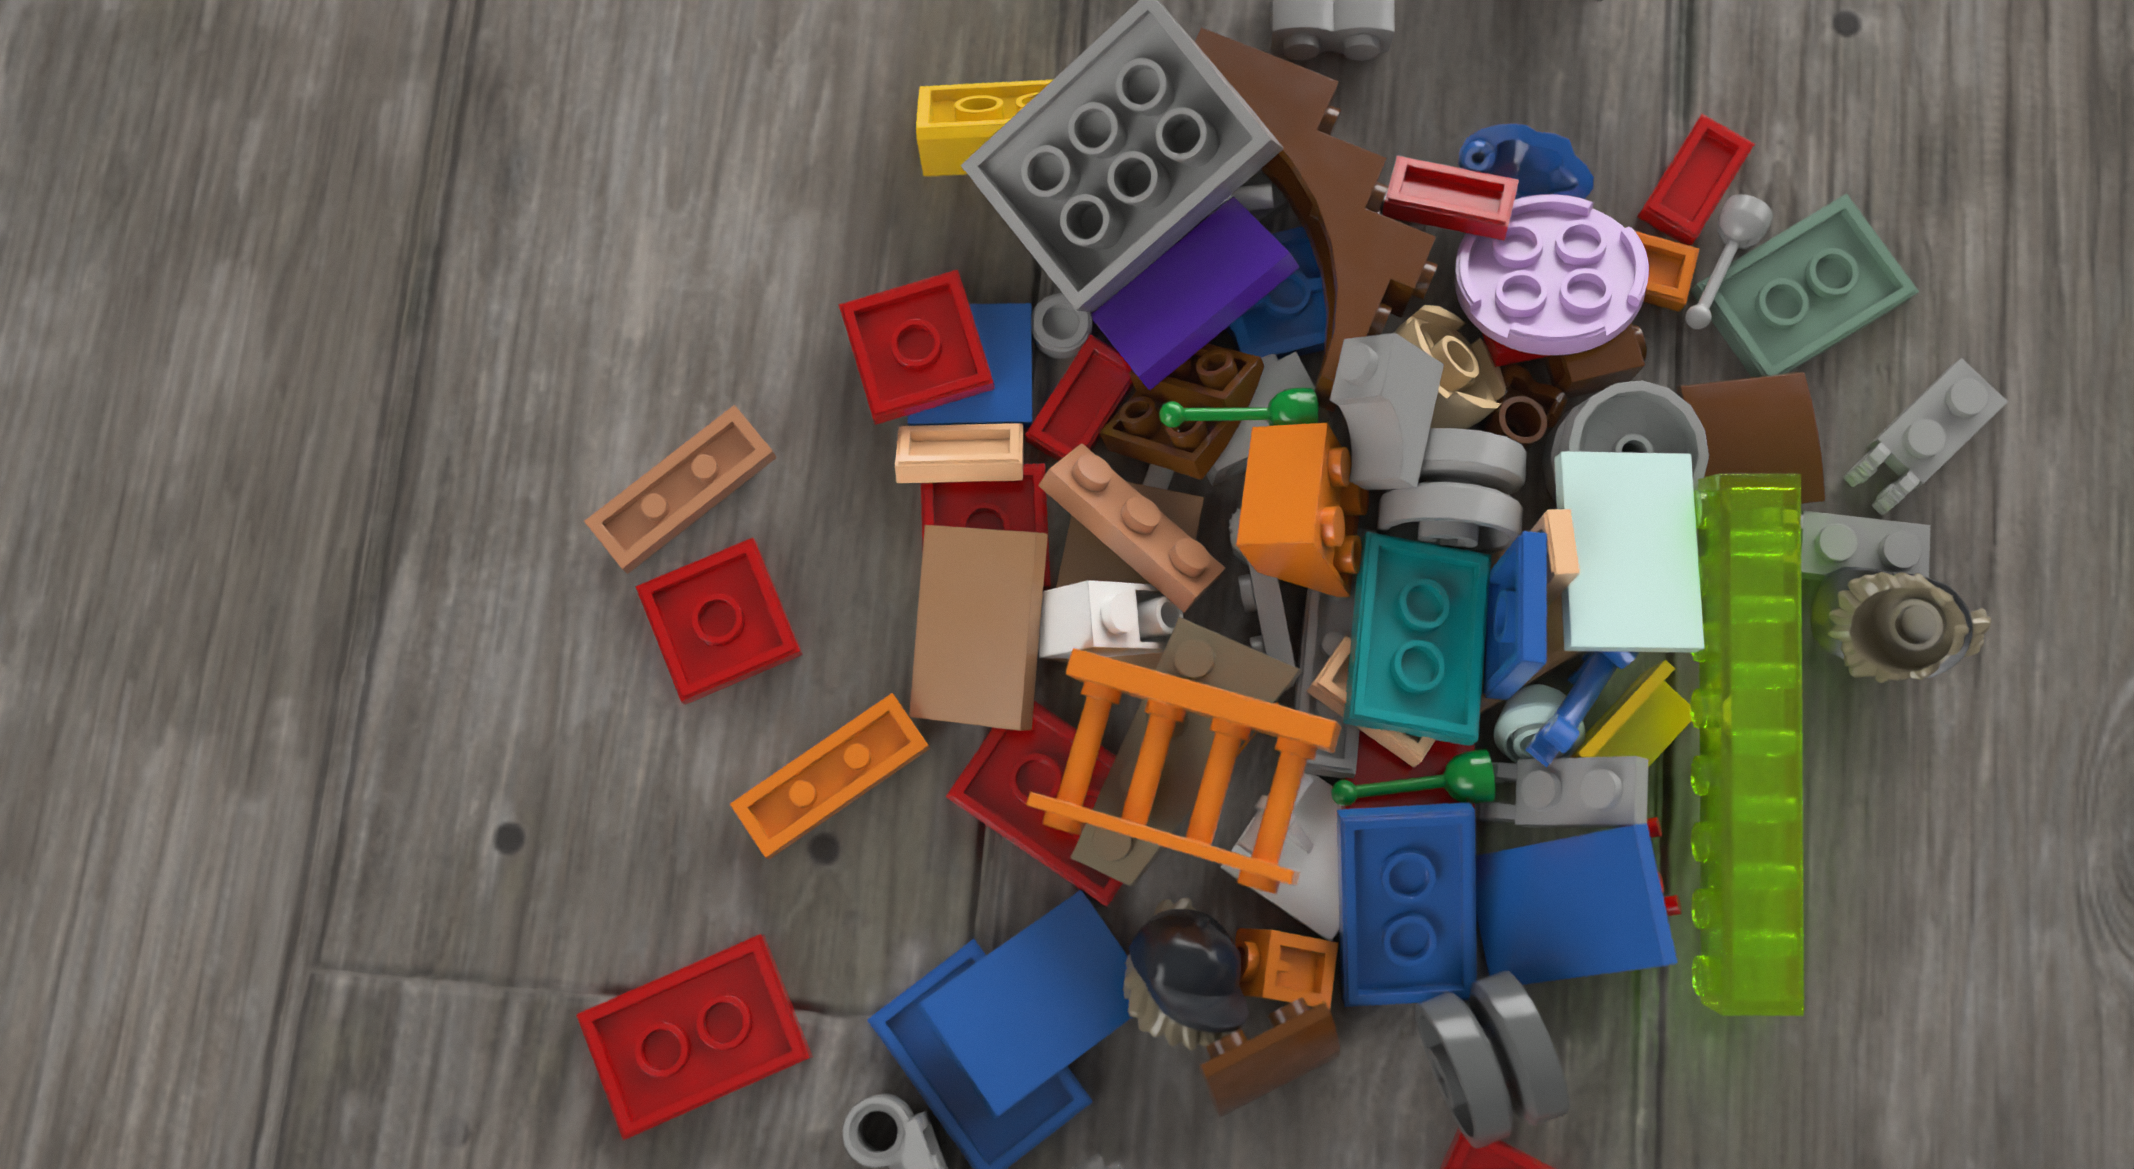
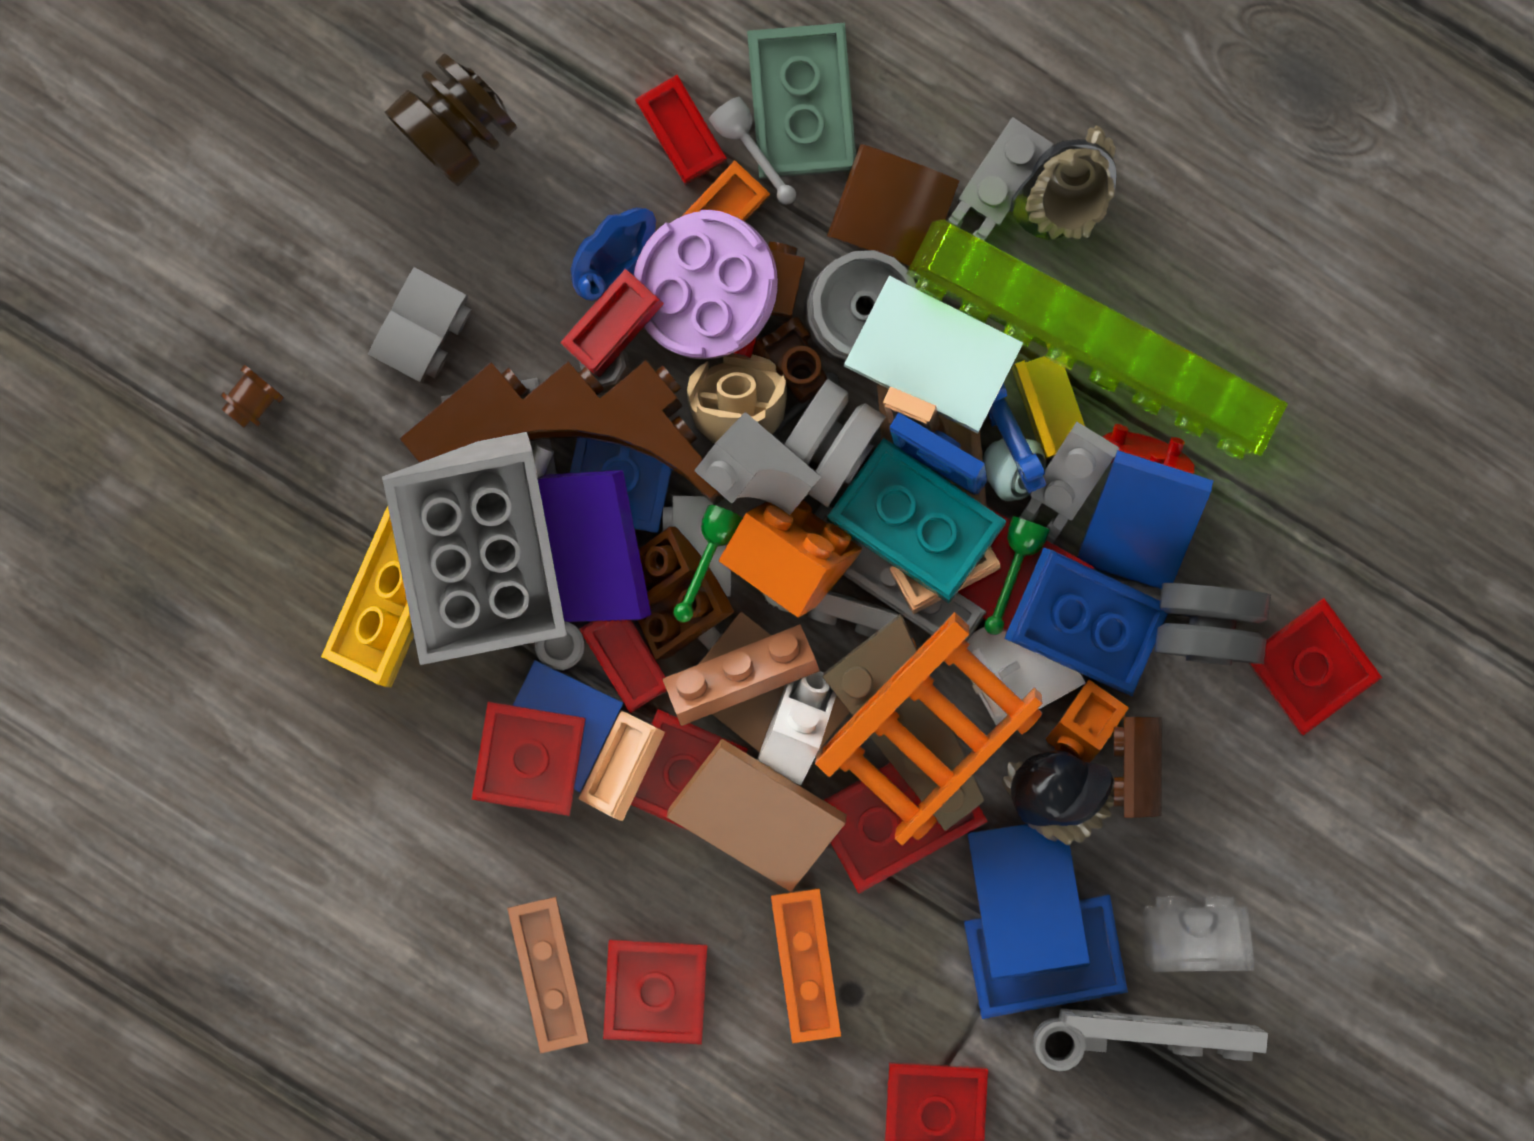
camera: 65 degrees left, 10 degrees up
(1928, 432) = (947, 75): light grey hinge -> none

